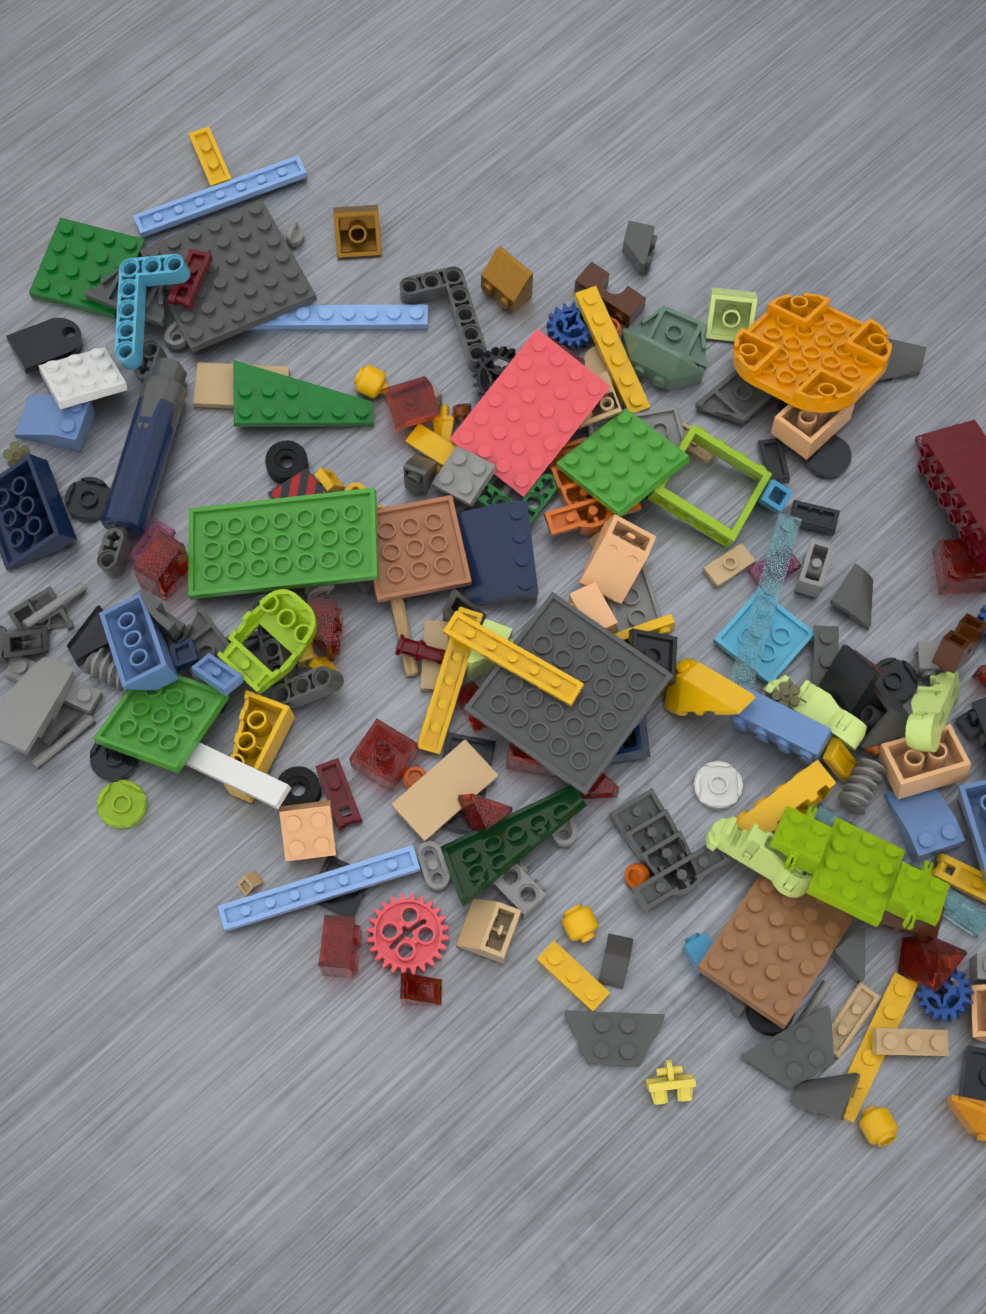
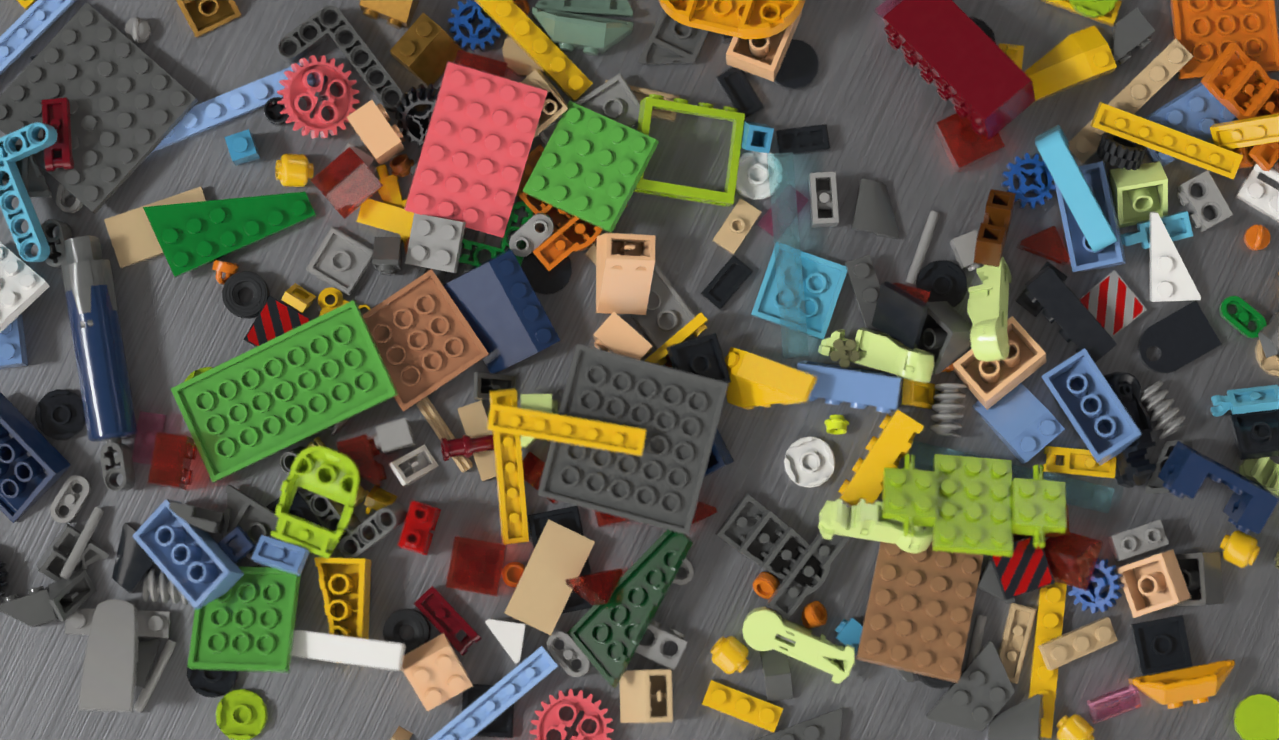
camera: 25 degrees left, 15 degrees up
(61, 566) = (70, 498): none -> light grey plate
(277, 433) = (227, 267): none -> orange tile
(336, 348) = (242, 147): none -> dark azure brick
(347, 701) = (417, 527): none -> red hips
(360, 618) = (394, 436): none -> light grey brick
(365, 652) = (413, 465): none -> white slope
(377, 466) = (340, 261): none -> light grey tile
(378, 333) = (272, 112): none -> black wheel
(388, 826) = (510, 636): none -> white slope
(402, 315) = (297, 87): none -> coral gear
(453, 374) = (376, 133): none -> light nougat brick
(516, 324) = (425, 50): none -> pearl gold slope
(548, 500) = (531, 235): none -> light grey plate
(549, 547) = (546, 281): none -> black tile
(623, 912) = (767, 630): none -> yellowish green piece
(671, 919) = (814, 615): none -> orange tile
(702, 607) = (726, 282): none -> black tile
(754, 761) = (836, 424): none -> neon yellow plate
(758, 530) = (753, 176): none -> white tile
(881, 948) = (1024, 570): none -> tile
(890, 640) = (922, 248): none -> light grey bar
(925, 1113) = (1114, 703): none -> clear pink plate

